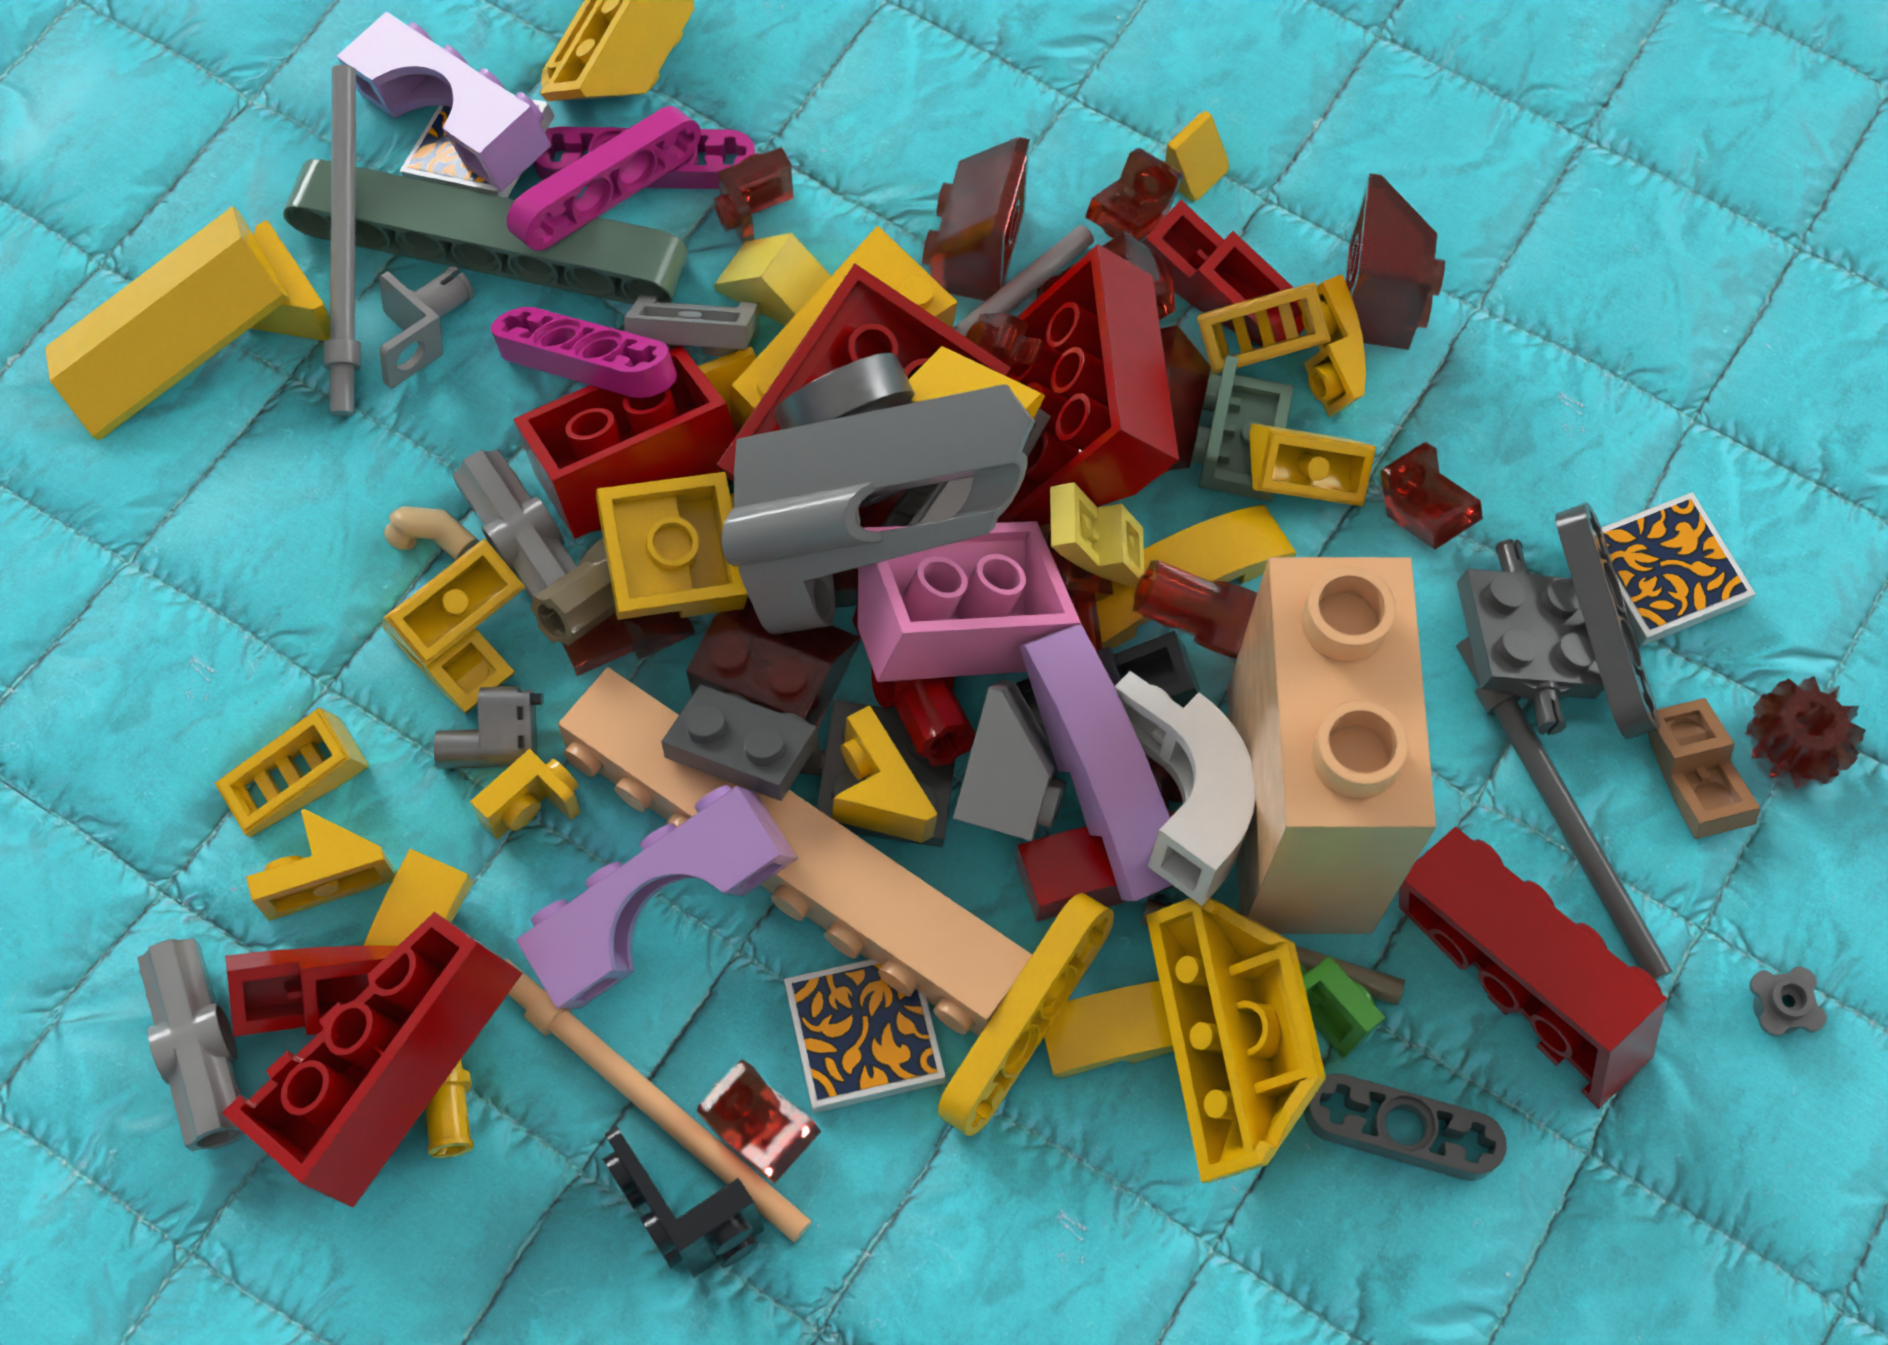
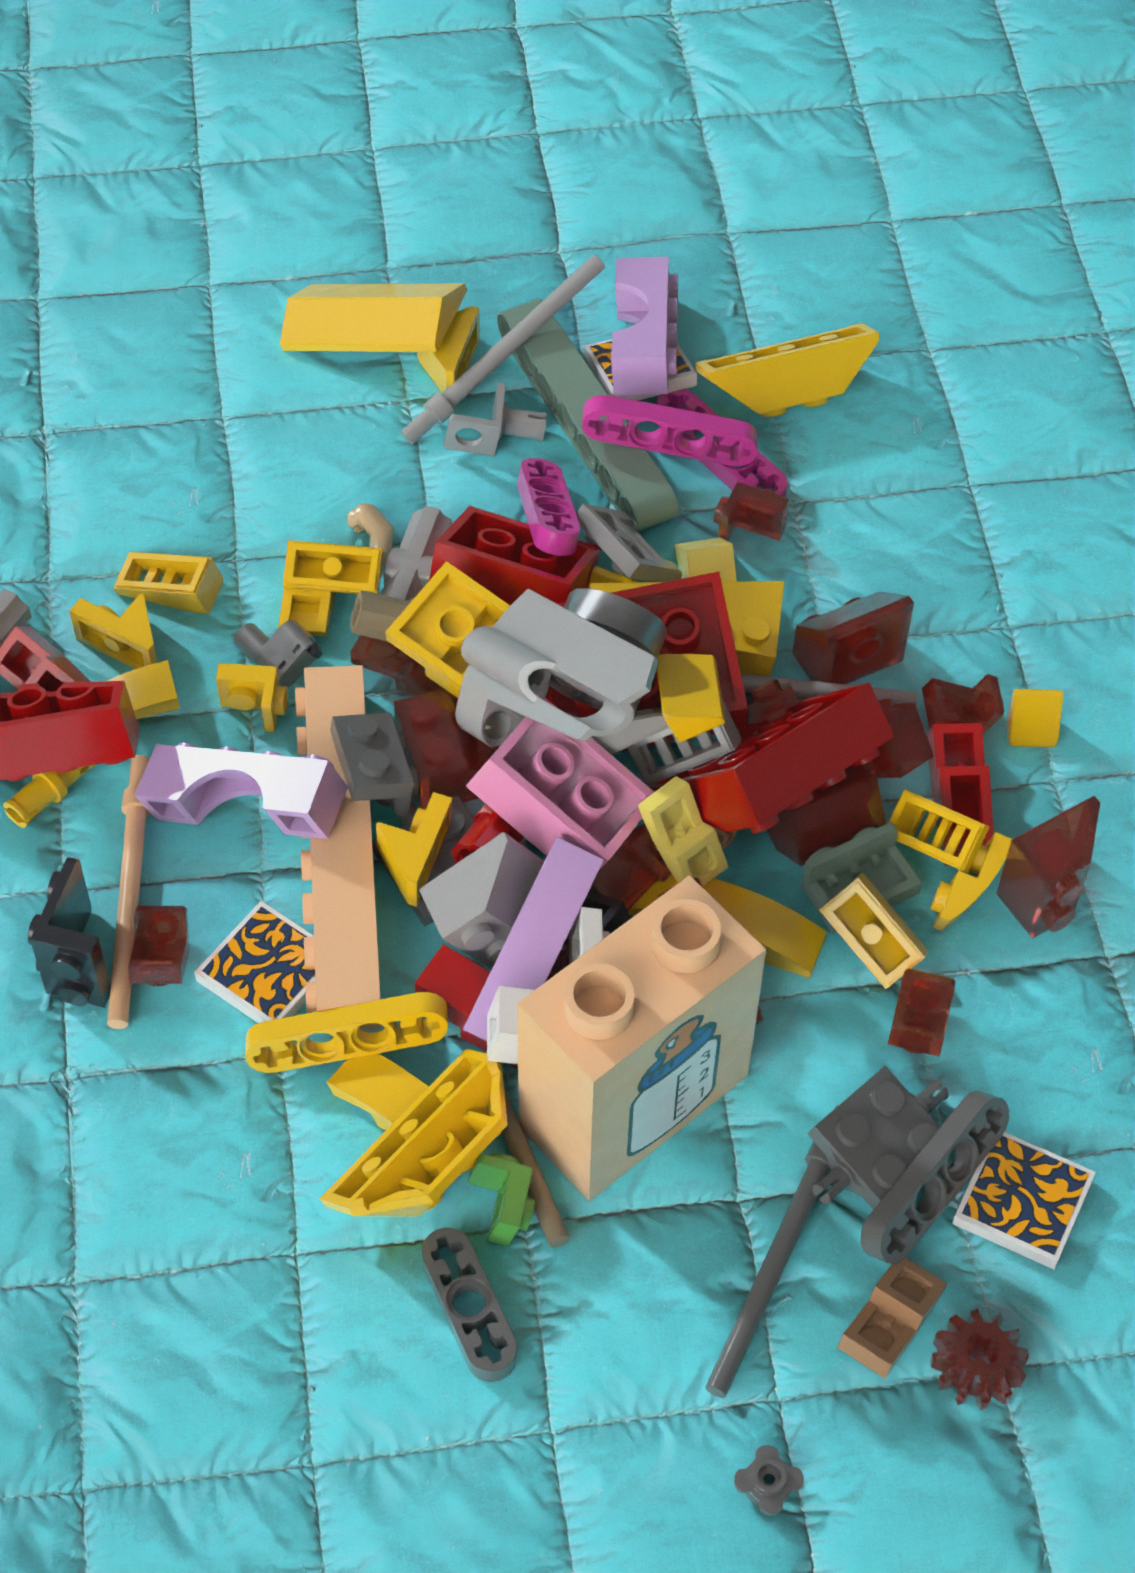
camera: 50 degrees right, 10 degrees down
(1536, 962) = (643, 1299): red wedge -> none

